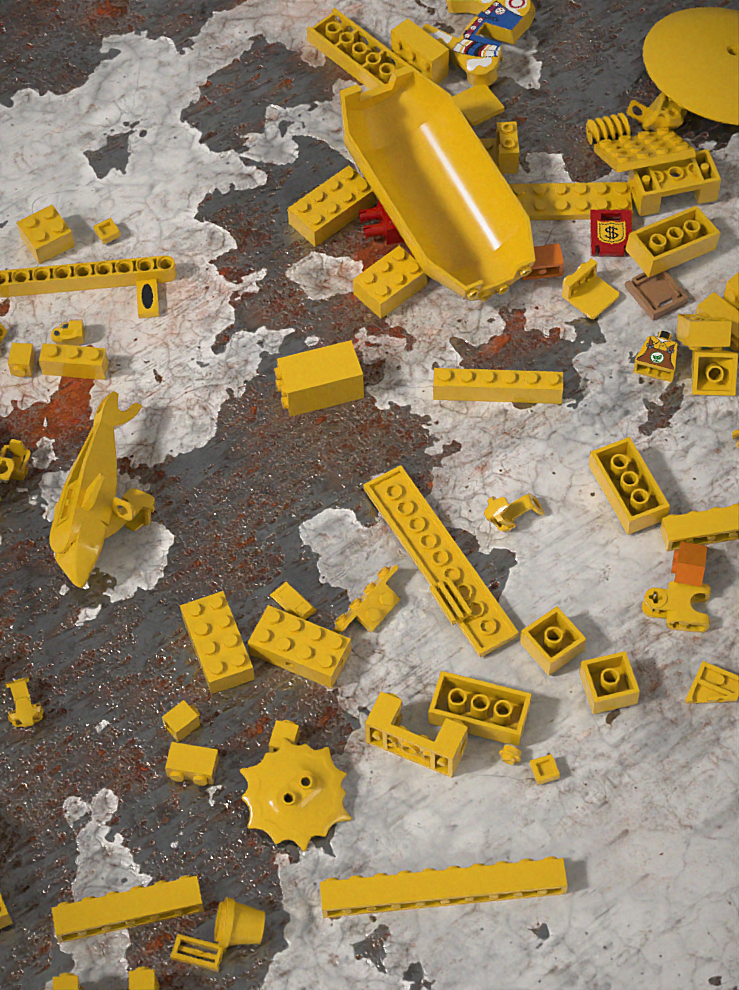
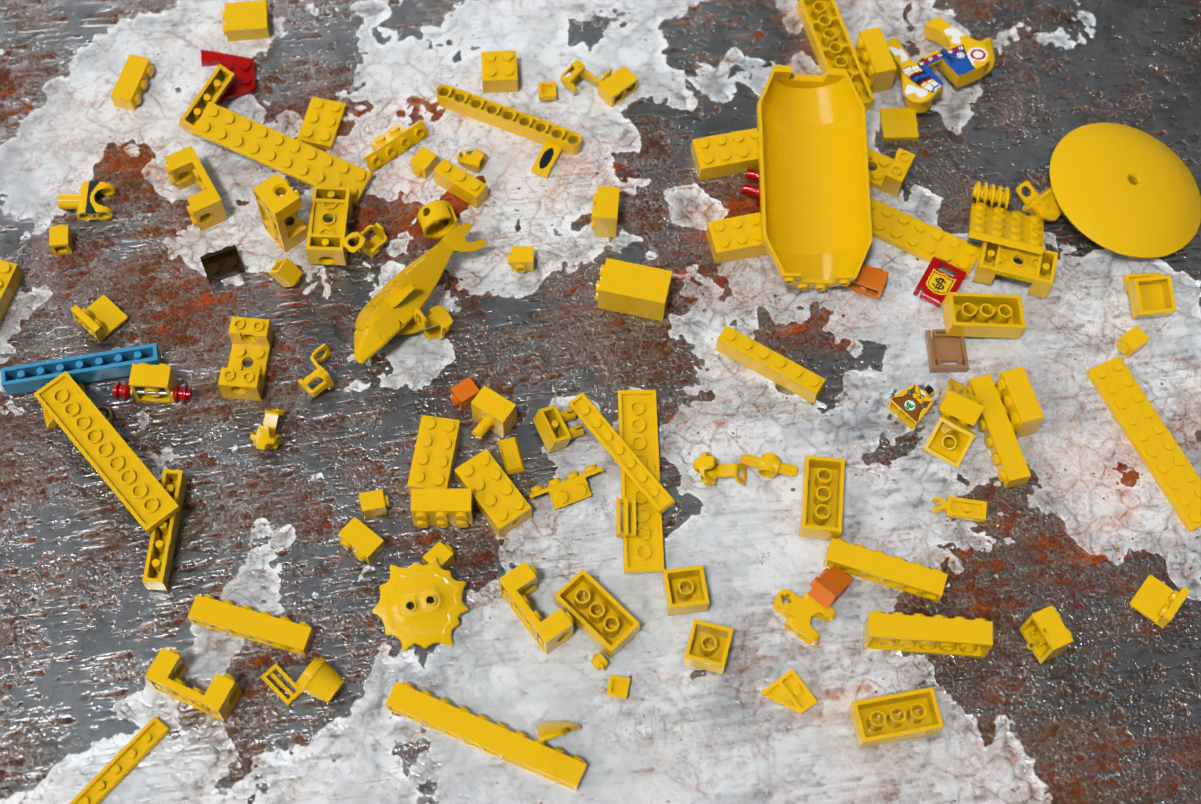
camera: 25 degrees right, 5 degrees up
(55, 622) = (320, 372): none -> yellow piece
(67, 413) = (432, 217): none -> yellow piece
(127, 195) = (577, 71): none -> yellow piece
(177, 193) = (617, 86): none -> yellow brick
(184, 405) = (521, 259): none -> yellow brick
(209, 564) = (463, 393): none -> orange brick
(244, 317) = (605, 211): none -> yellow piece
(252, 567) = (492, 413): none -> yellow brick
(258, 686) = (442, 507): none -> yellow brick
(323, 553) = (553, 429): none -> yellow brick
(406, 542) = (621, 453): none -> yellow tile
(509, 842) = (555, 728): none -> yellow brick
(557, 481) = (769, 465): none -> yellow axle
(588, 291) = (891, 322): yellow bracket -> none

